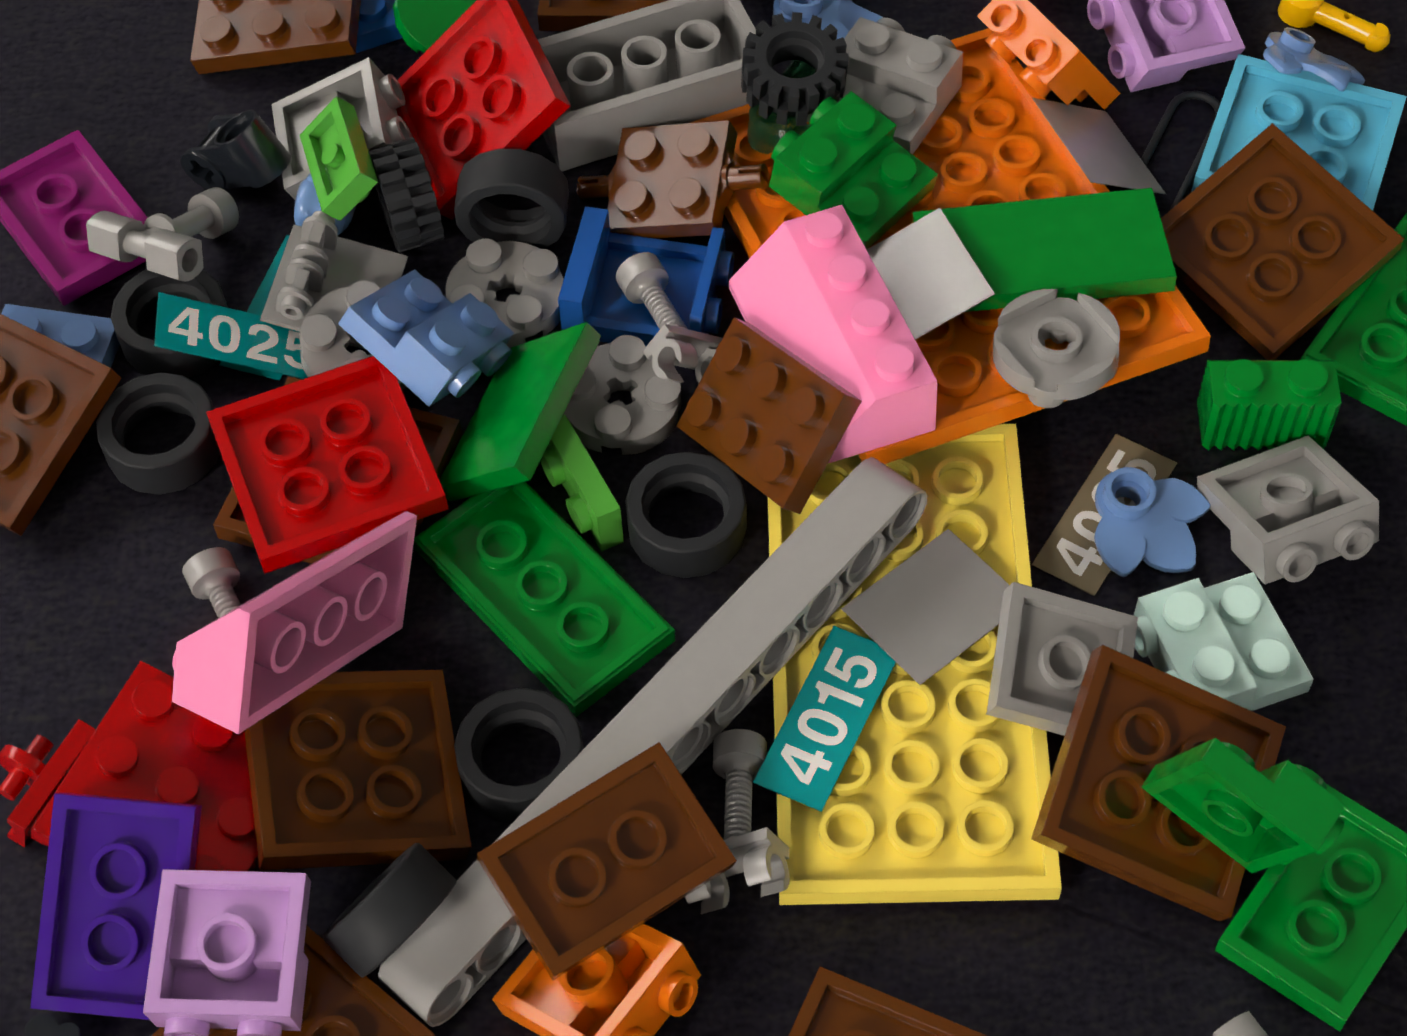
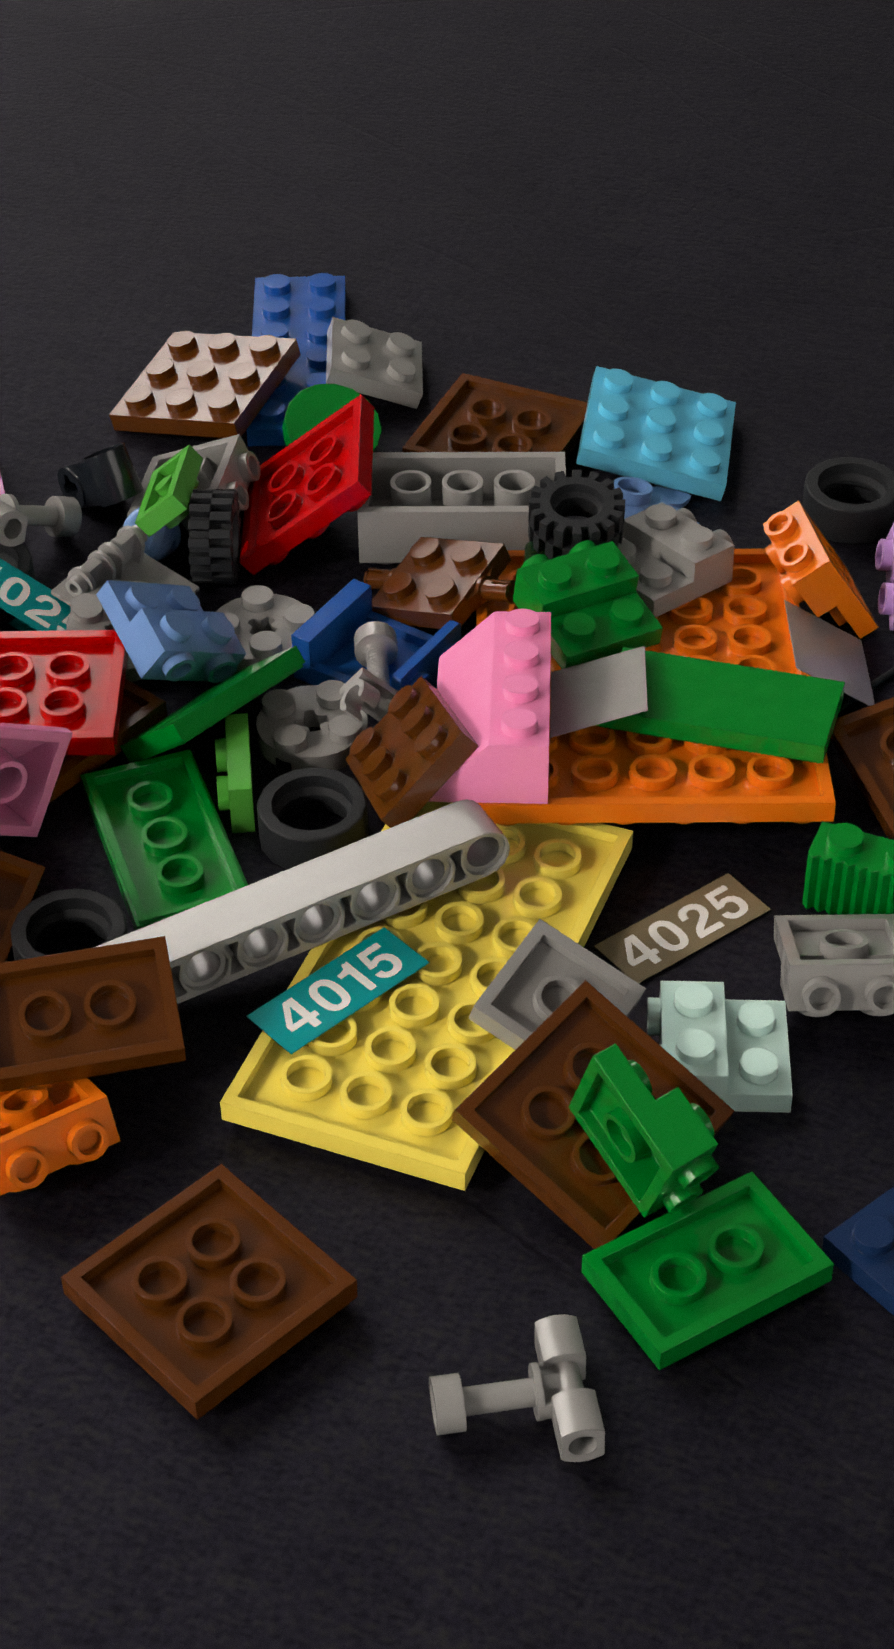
camera: 20 degrees right, 15 degrees down
(518, 174) = (312, 538): black tyre -> none
(758, 853) = (215, 1056): light grey bar -> none
(931, 606) = (469, 936): light grey sticker -> none
(1056, 374) = (708, 782): light grey plate -> none
(1150, 530) = (711, 937): medium blue plate -> none

